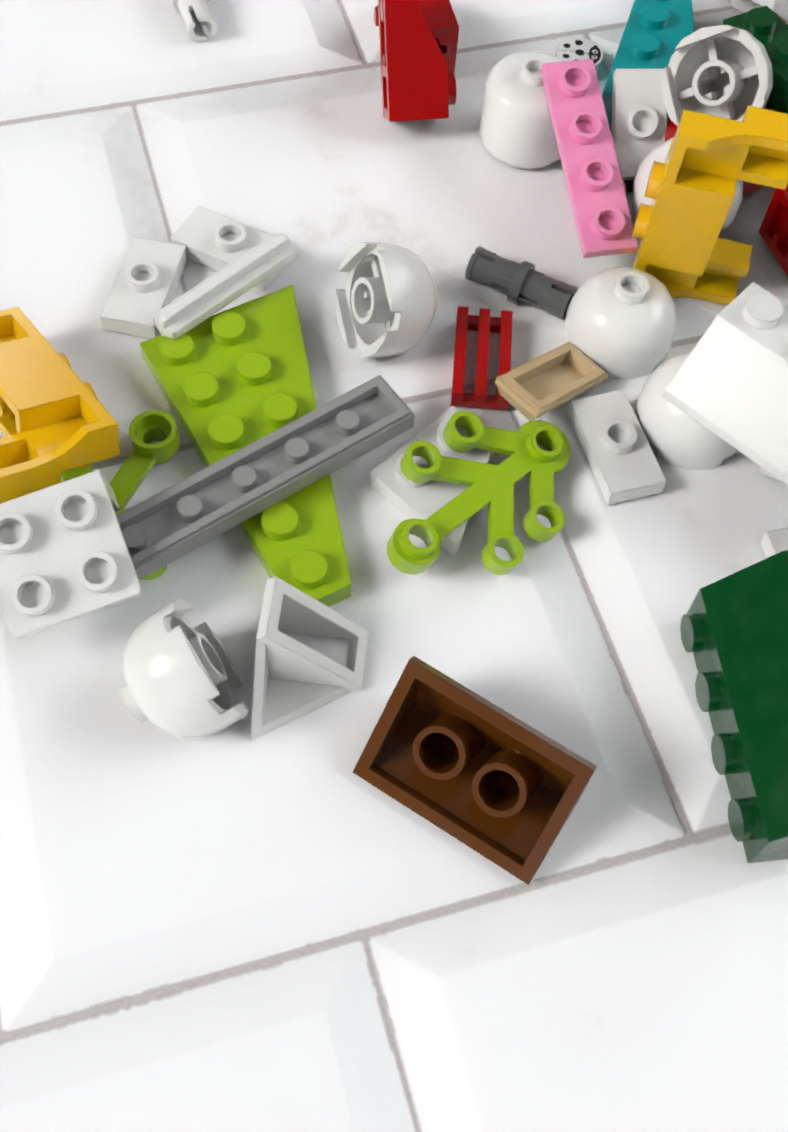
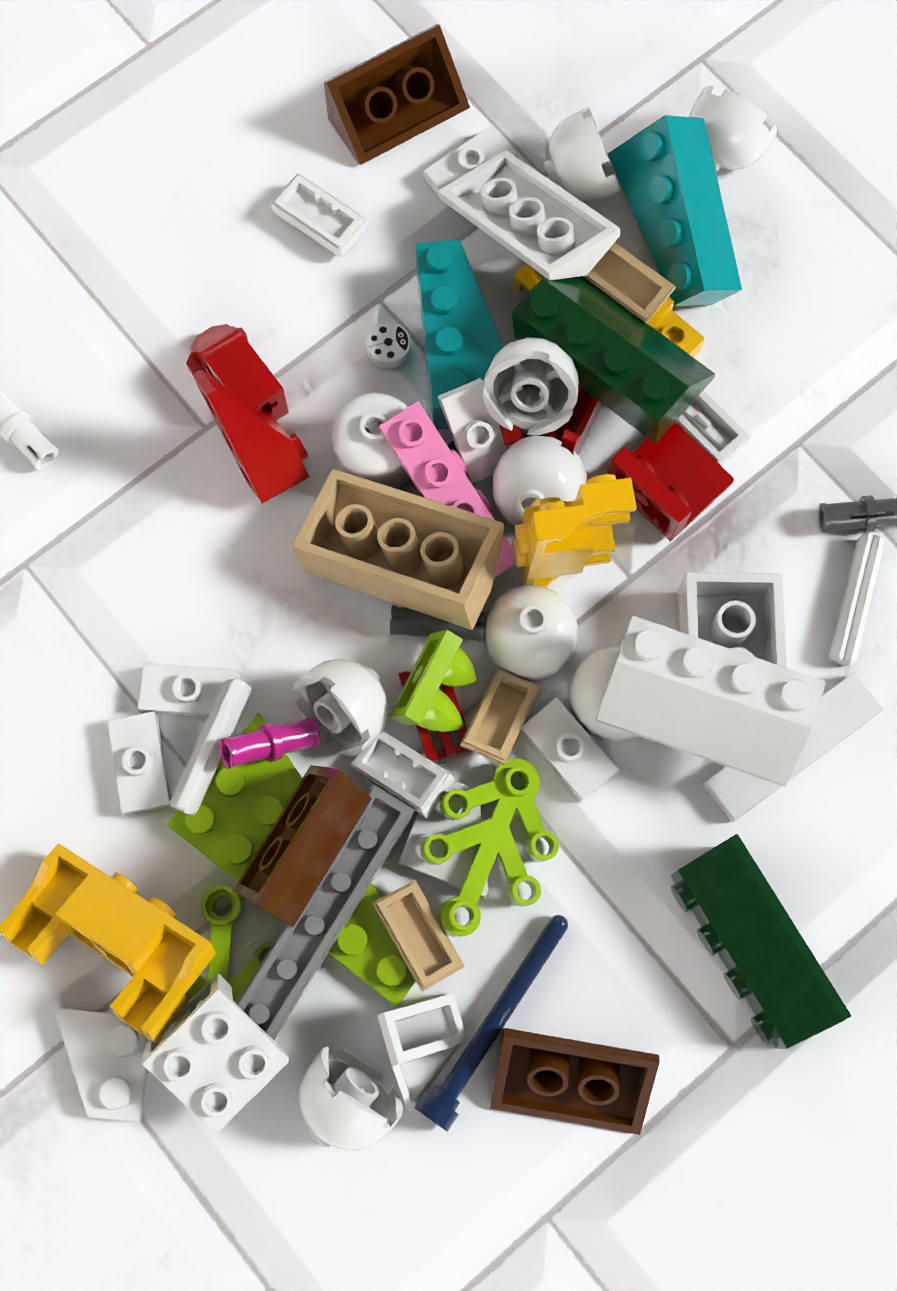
camera: 20 degrees left, 15 degrees up
(275, 386) = (303, 843): none -> reddish brown slope
(288, 302) = (269, 742): none -> dark pink pin
(296, 734) = (442, 1101): none -> dark blue piece
(357, 544) = (418, 935): none -> tan tile
(422, 388) = (403, 773): none -> white plate
(473, 324) = (421, 699): none -> lime tile
(515, 187) = (400, 548): none -> tan slope

